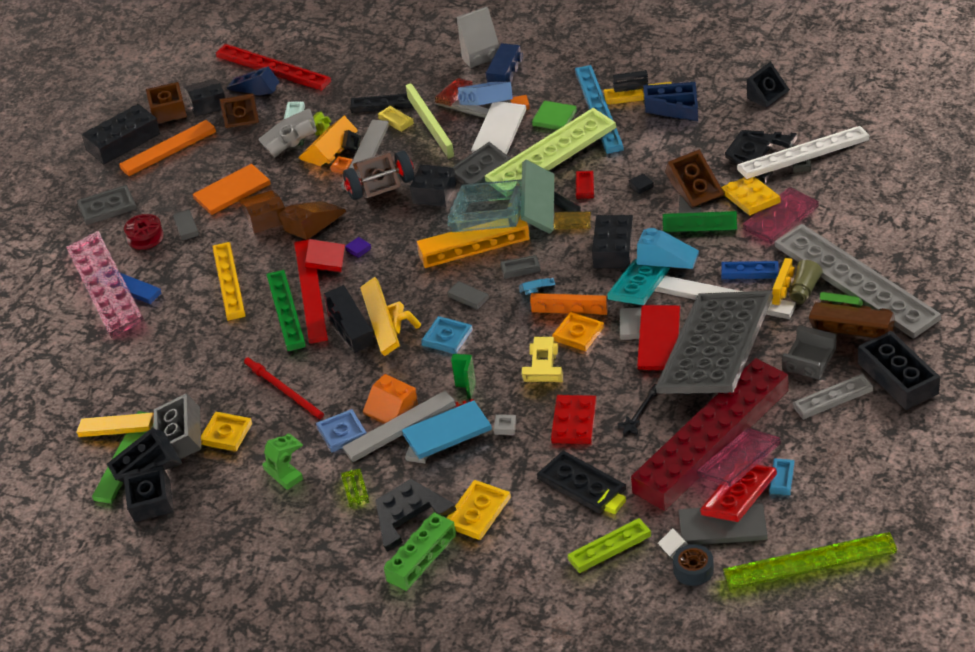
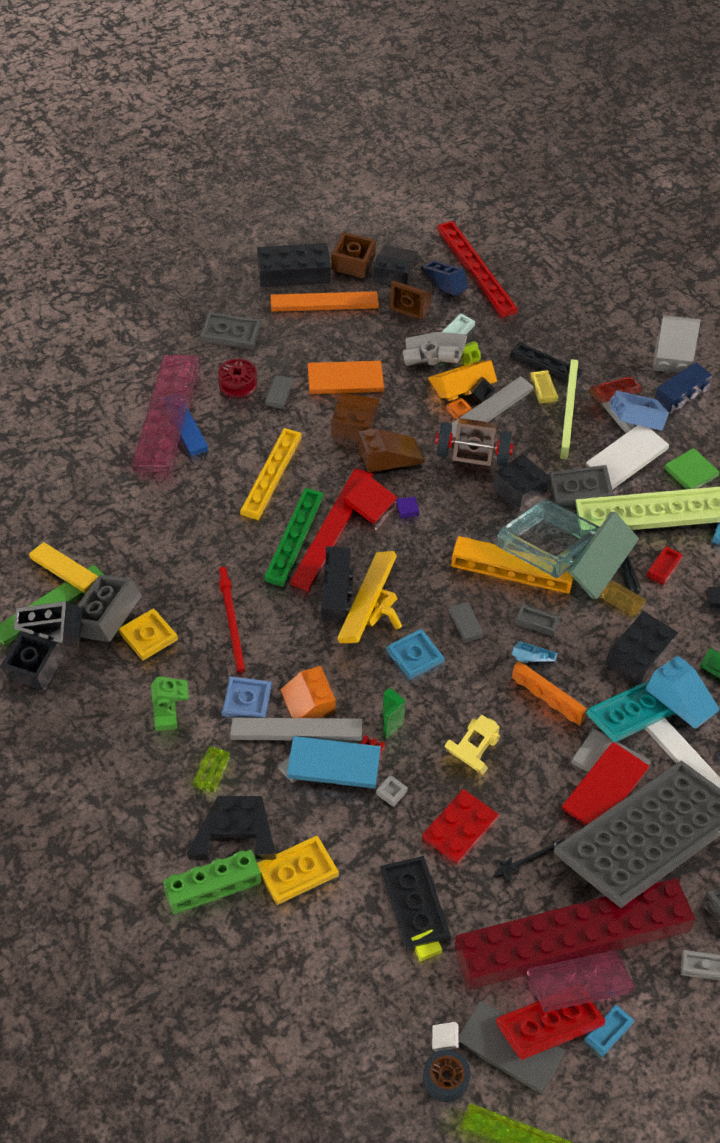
camera: 25 degrees right, 10 degrees up
(523, 100) = (670, 436): orange tile -> none
(578, 331) = (537, 728): light orange tile -> none
(609, 545) = (385, 996): lime plate -> none

